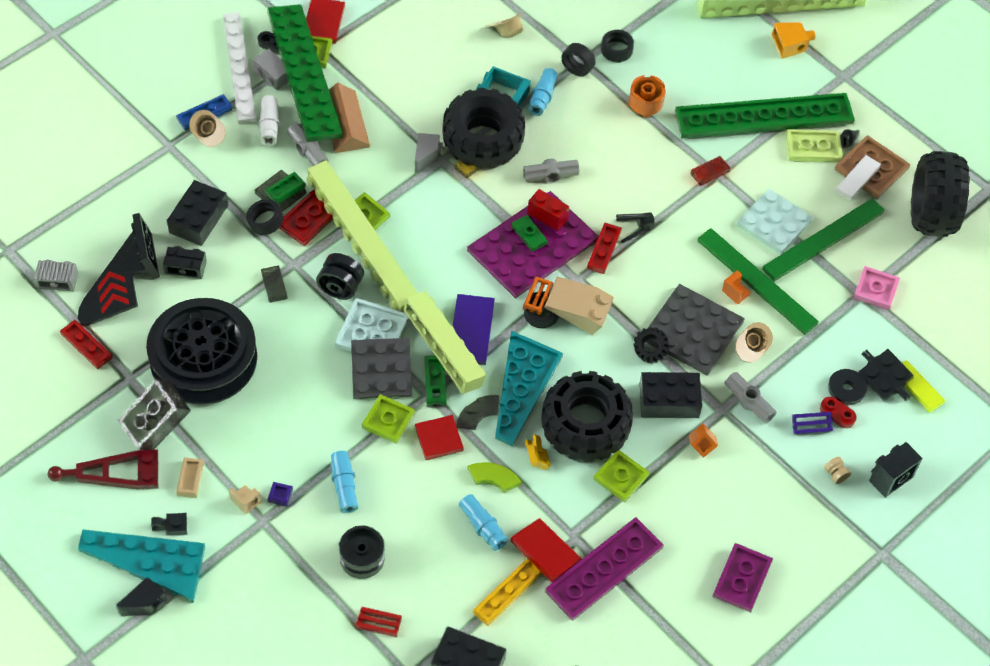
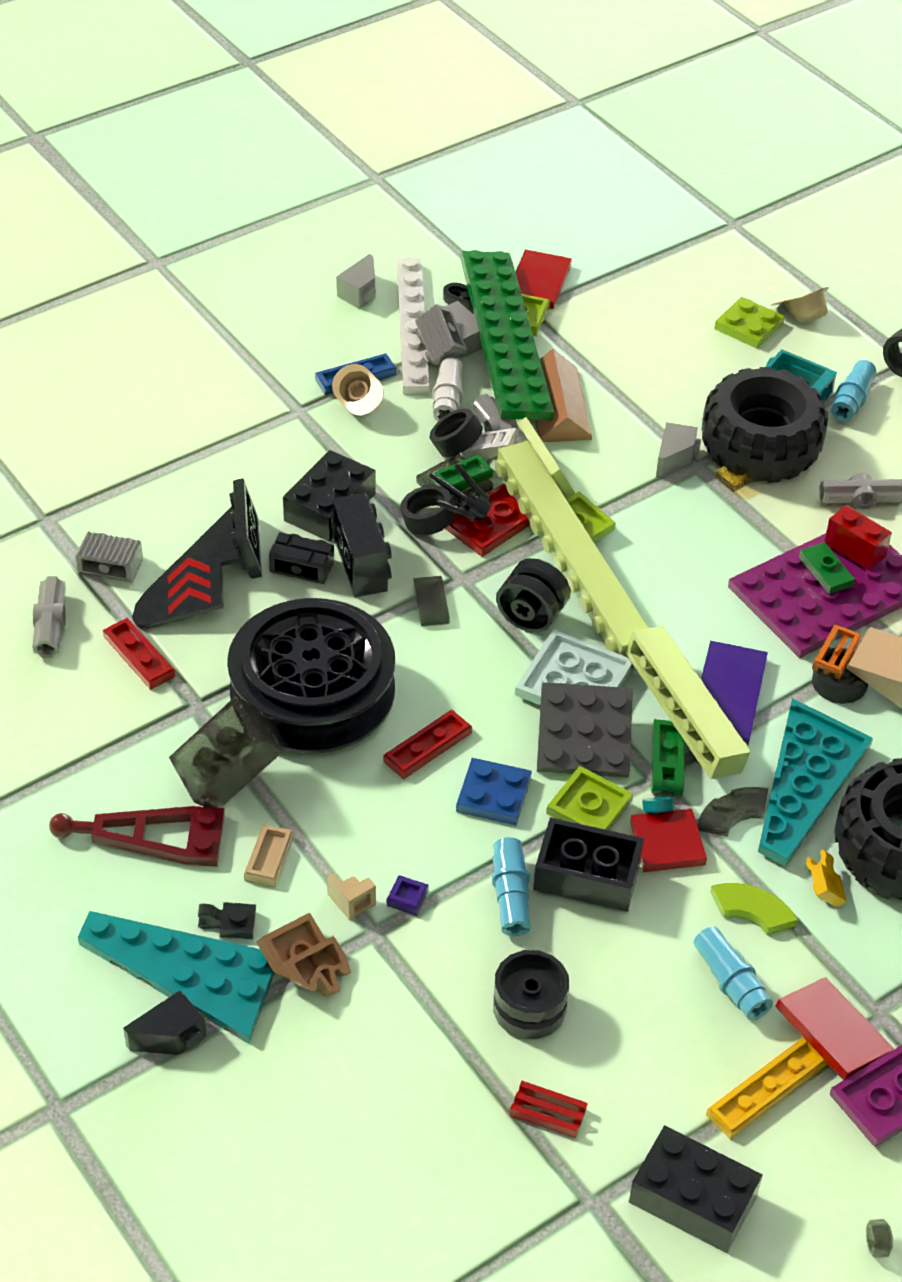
camera: 10 degrees right, 10 degrees down
(23, 325) = (49, 617): none -> light grey piece
(197, 38) = (357, 282): none -> light grey slope
(221, 543) = (305, 956): none -> medium nougat plate
(223, 250) = (361, 545): none -> black brick
(259, 78) = (440, 334): none -> light grey brick
(282, 388) = (427, 744): none -> red tile
(285, 158) = (456, 432): none -> black tyre
(296, 212) = (475, 505): none -> black plant
(300, 162) = (490, 442): none -> white slope
(327, 416) = (493, 791): none -> blue plate
(340, 170) = (546, 458): none -> yellowish green tile
(390, 461) = (588, 864): none -> black brick
(431, 414) = (658, 804): none -> teal tile
(470, 42) = (749, 322): none -> lime plate

